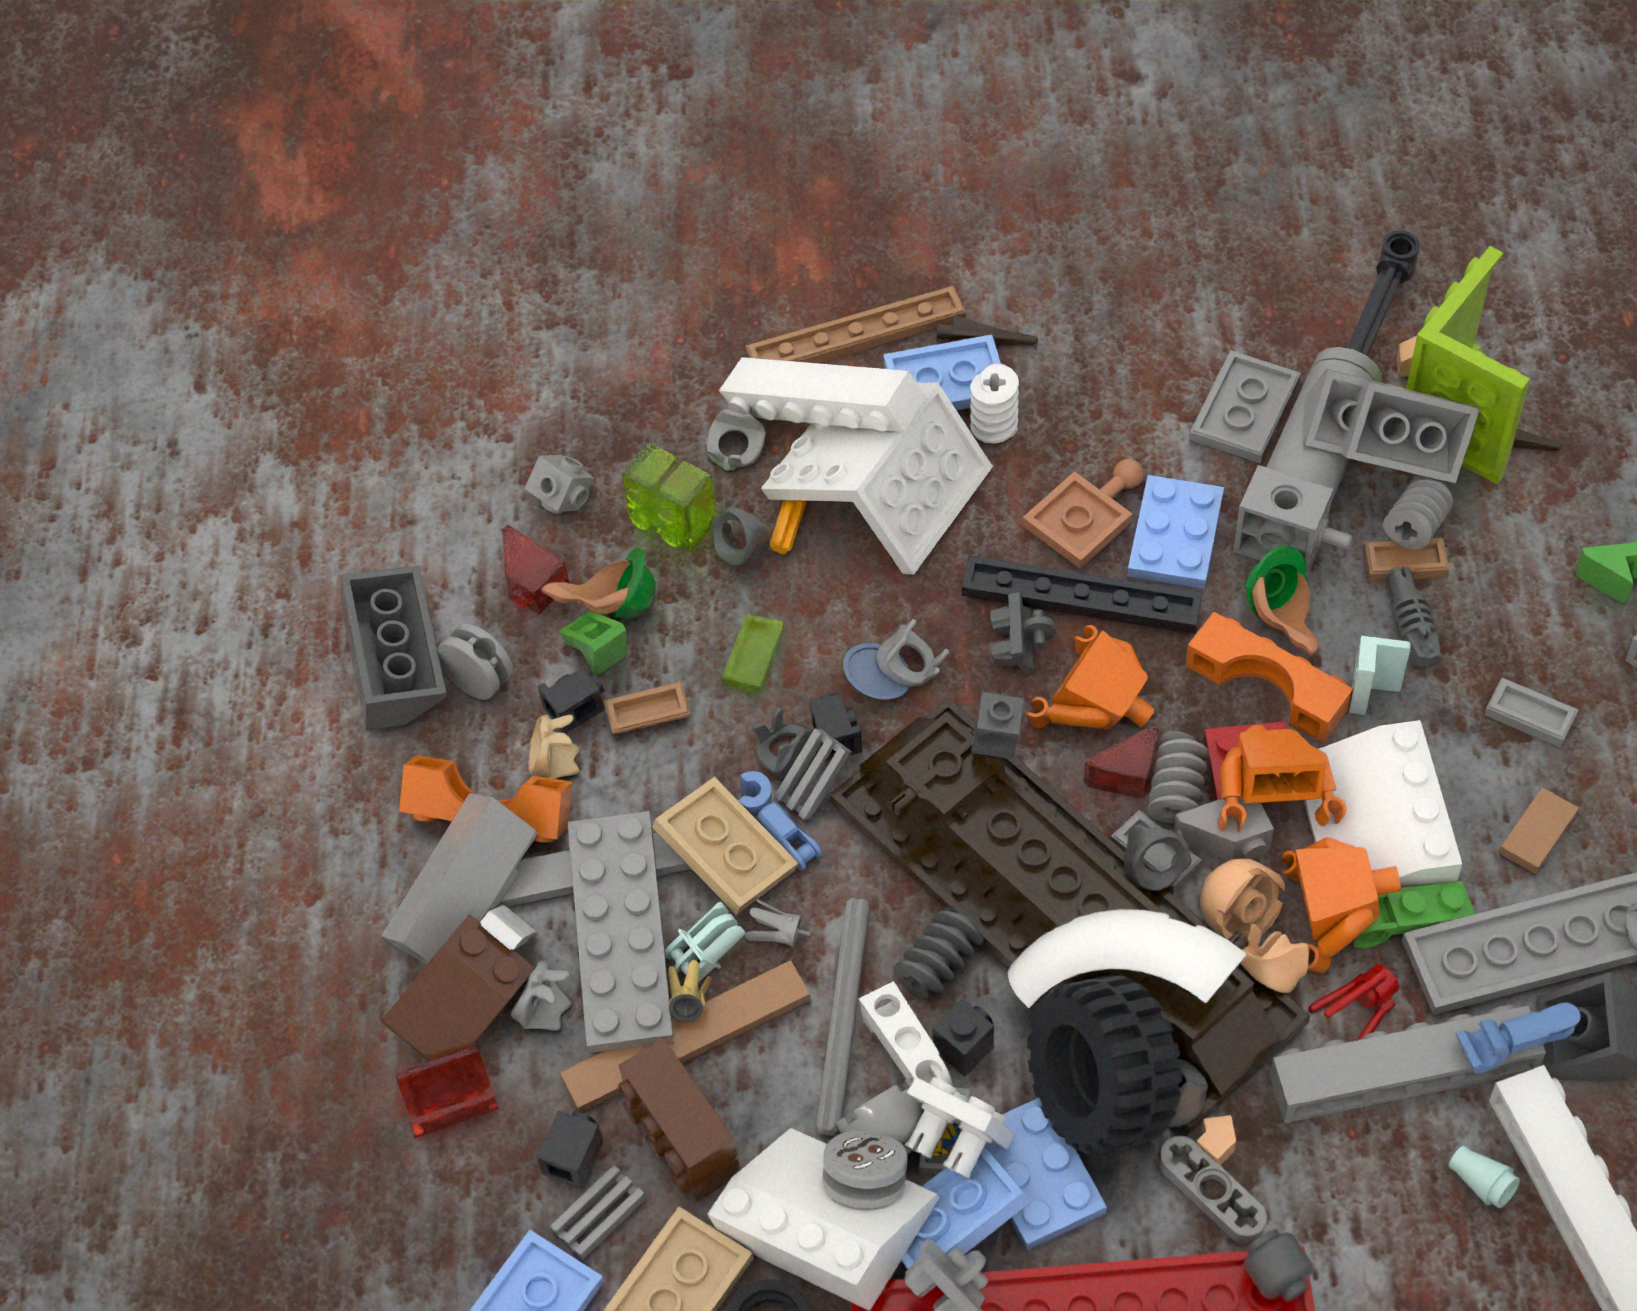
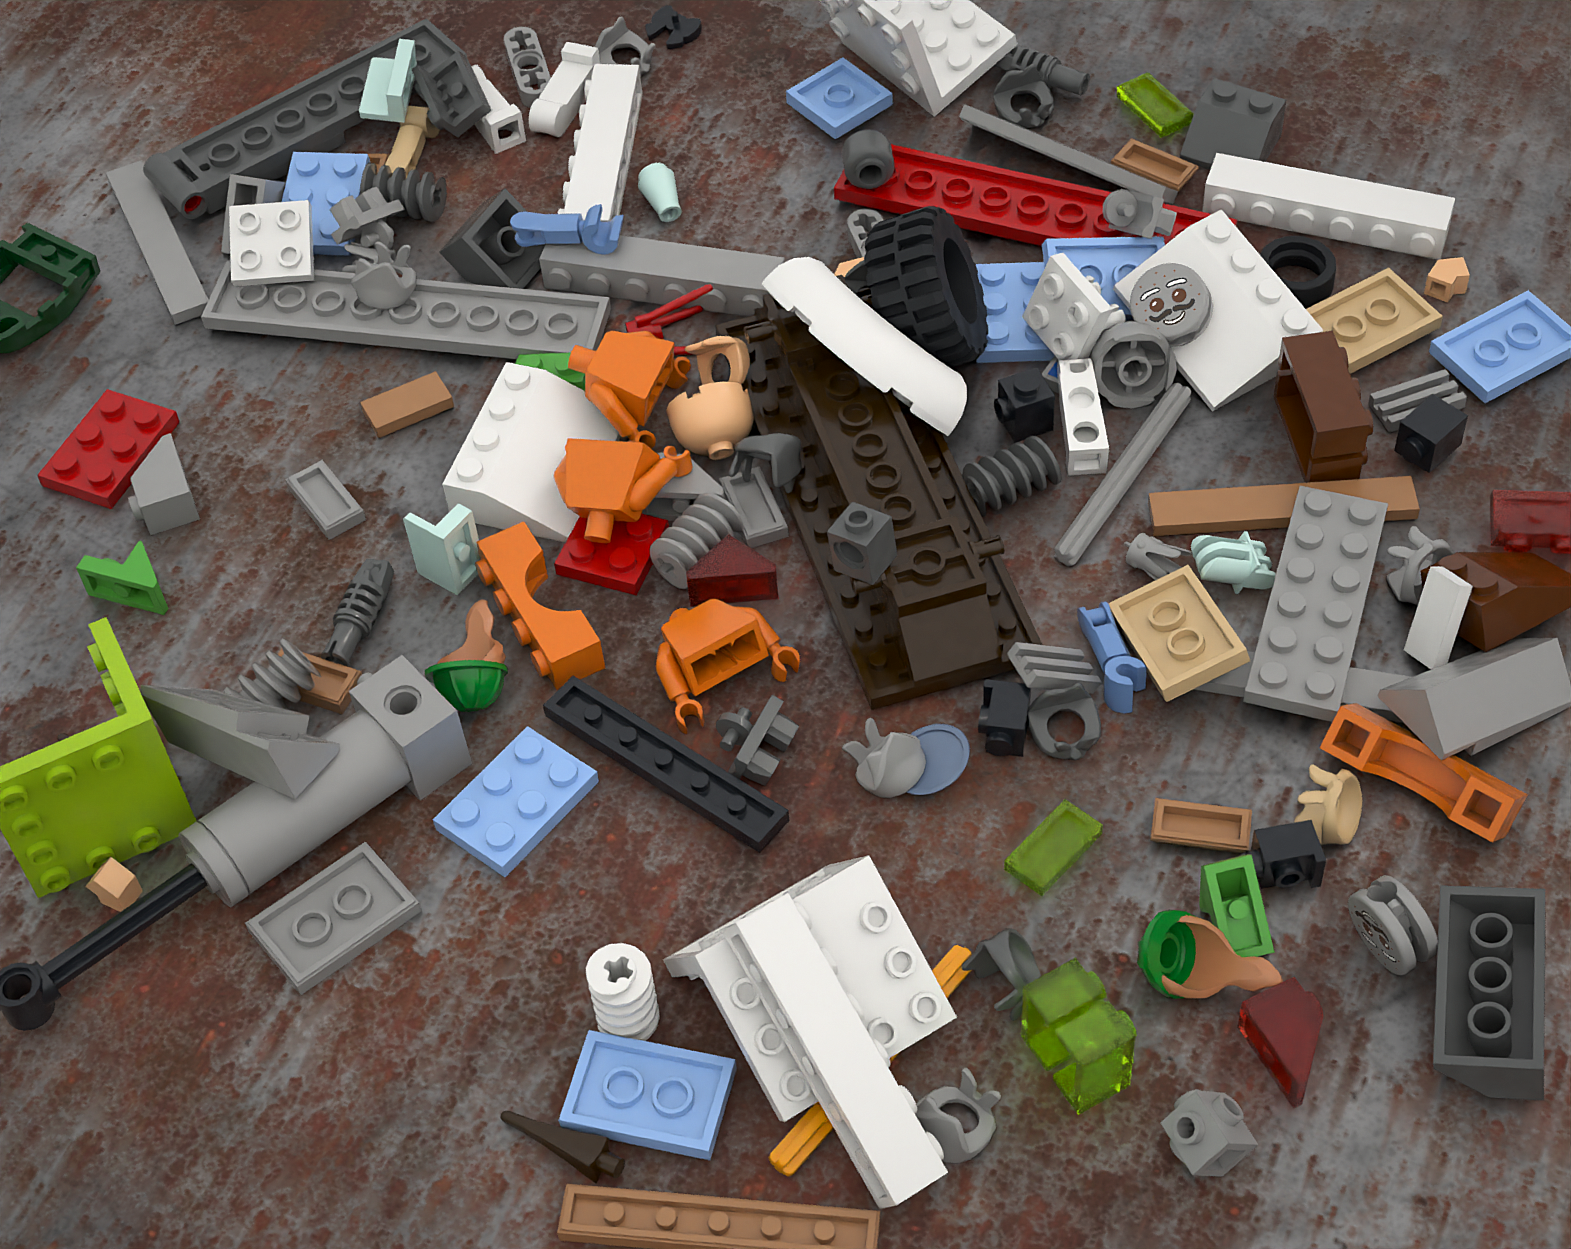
camera: 155 degrees left, 5 degrees down
(687, 1000) = (1271, 504): piece -> none
(1081, 518) = (604, 848): nougat plate -> none

